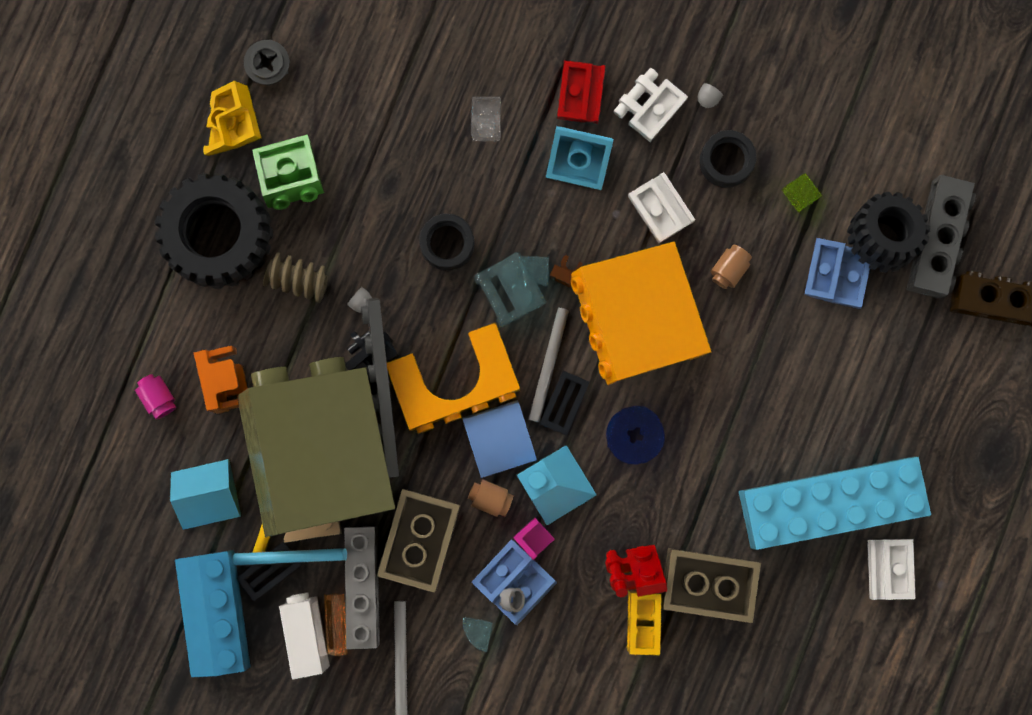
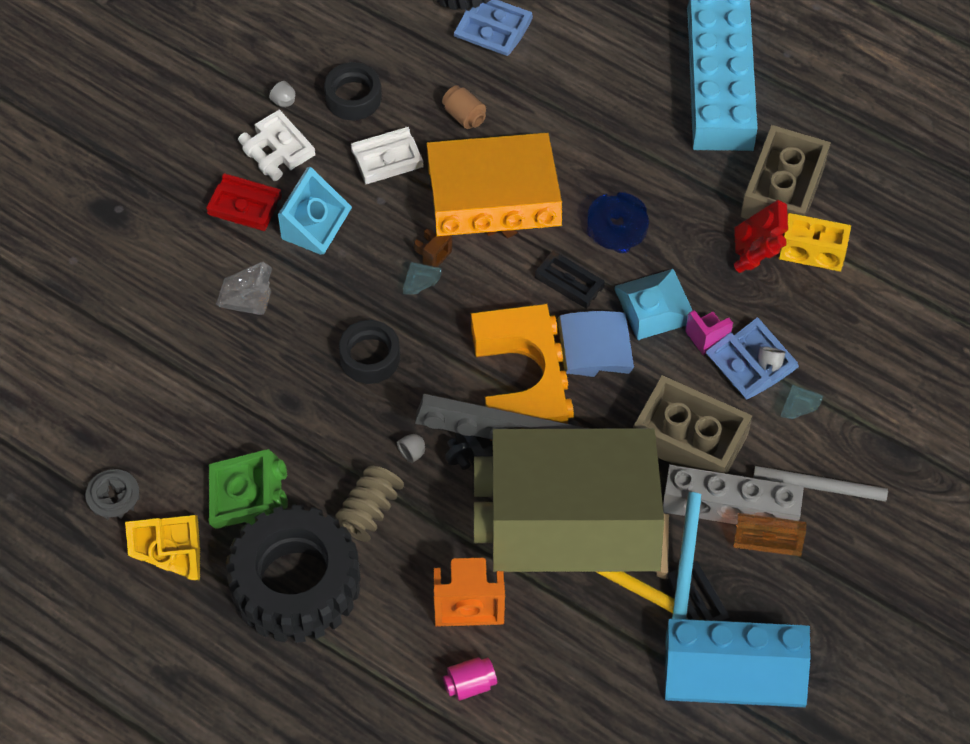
camera: 75 degrees left, 25 degrees down
(204, 494) = (595, 648): medium azure slope -> none
(304, 636) = (778, 559): white window -> none
(490, 498) = (658, 360): medium nougat brick -> none
(518, 285) = (432, 294): clear light blue plate -> none
(548, 365) = (525, 286): light grey bar -> none
(801, 192) = (405, 41): clear neon green slope -> none
(891, 569) = (795, 37): white plate -> none

